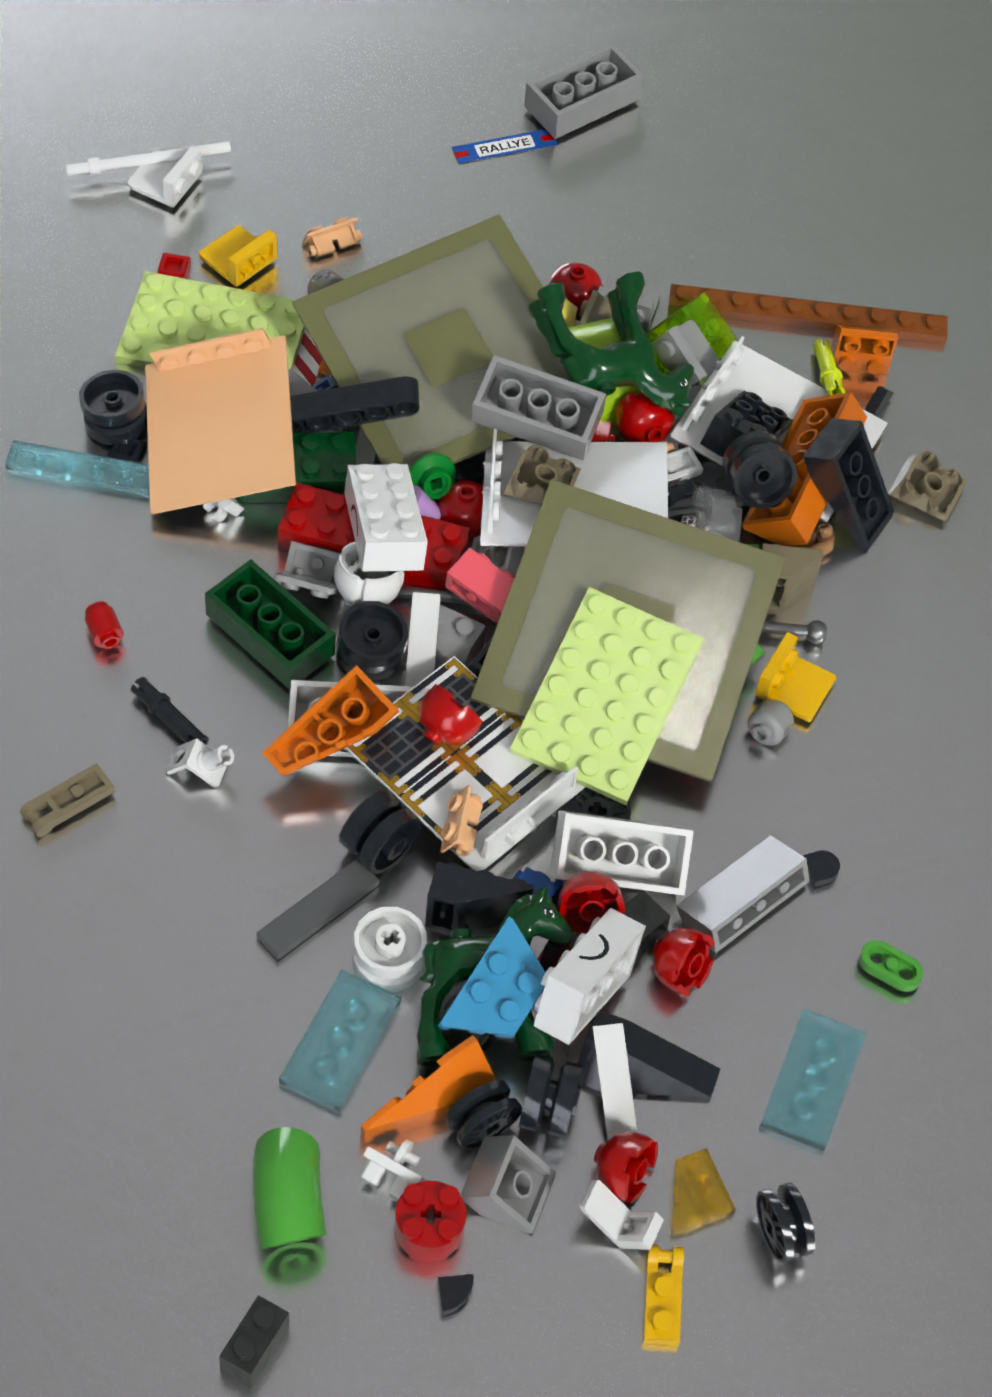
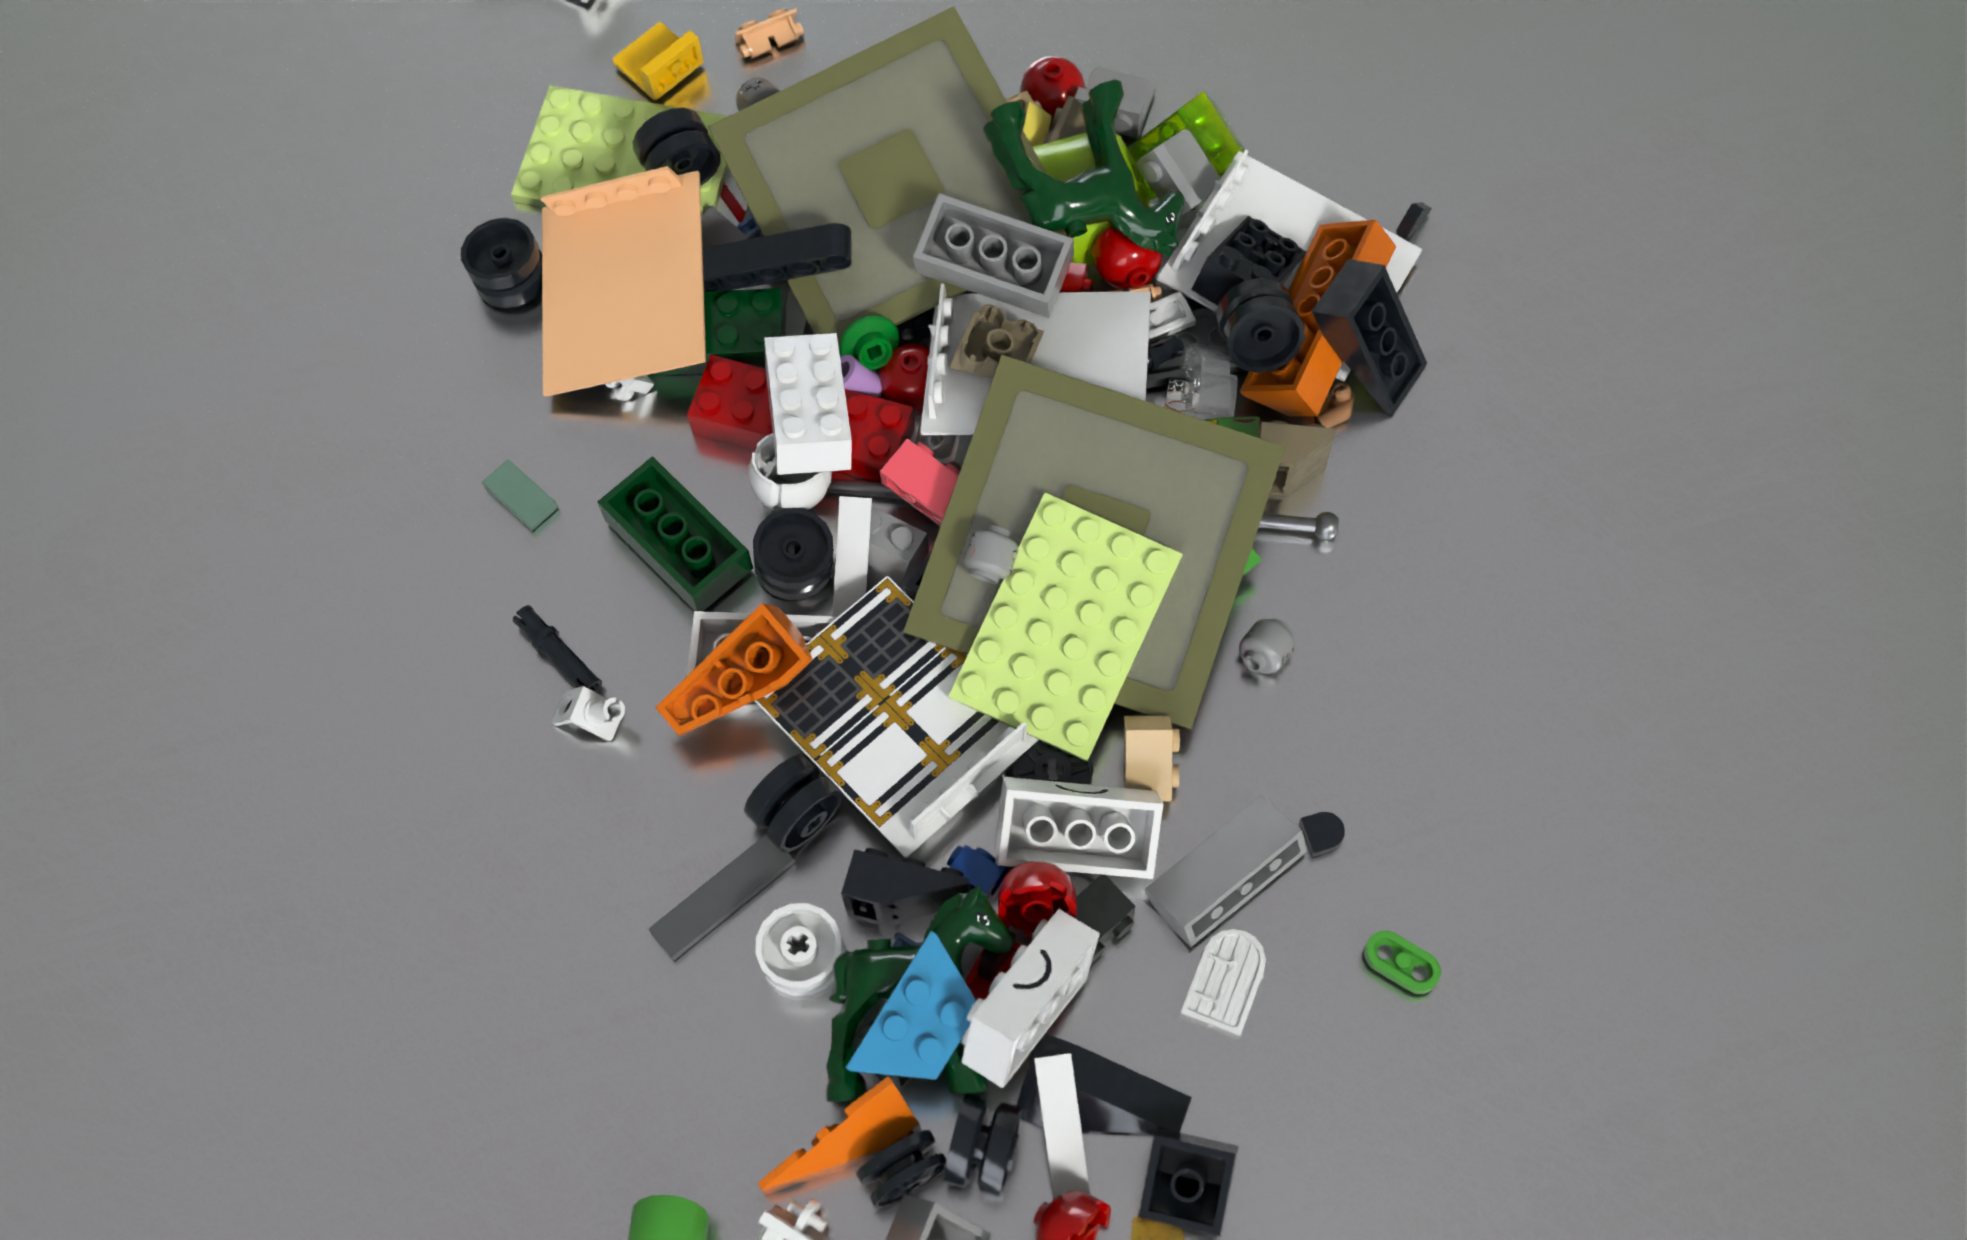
camera: 10 degrees right, 10 degrees up
(67, 799) = (435, 762): dark tan plate -> none
(78, 467) = (463, 337): clear light blue tile -> none
(103, 625) = (484, 539): red brick -> none
(130, 451) = (522, 318): black tile -> none
(131, 592) = (520, 494): none -> sand green tile
(174, 265) = (584, 77): red tile -> none
(265, 309) = (677, 141): none -> black wheel
(310, 569) = (722, 466): light grey bracket -> none
(340, 1040) = (741, 1065): clear light blue tile -> none
(447, 718) = (871, 664): red cylinder -> none
(462, 809) = (888, 778): light nougat hinge -> none
(545, 635) = (991, 554): none -> light grey head
(678, 798) = (1149, 754): none -> tan brick
(683, 959) = (1149, 960): red cylinder -> none
(722, 1127) = (1188, 1181): none -> black slope
(745, 981) = (1226, 981): none -> white window
(794, 680) = (1298, 591): yellow bracket -> none
(813, 313) = (1340, 109): dark orange plate -> none
(813, 1079) = (1303, 1110): clear light blue tile -> none
(830, 375) = (1354, 191): neon yellow pin -> none
(863, 349) = (1395, 154): orange slope -> none
(928, 485) = (1469, 329): dark tan slope -> none

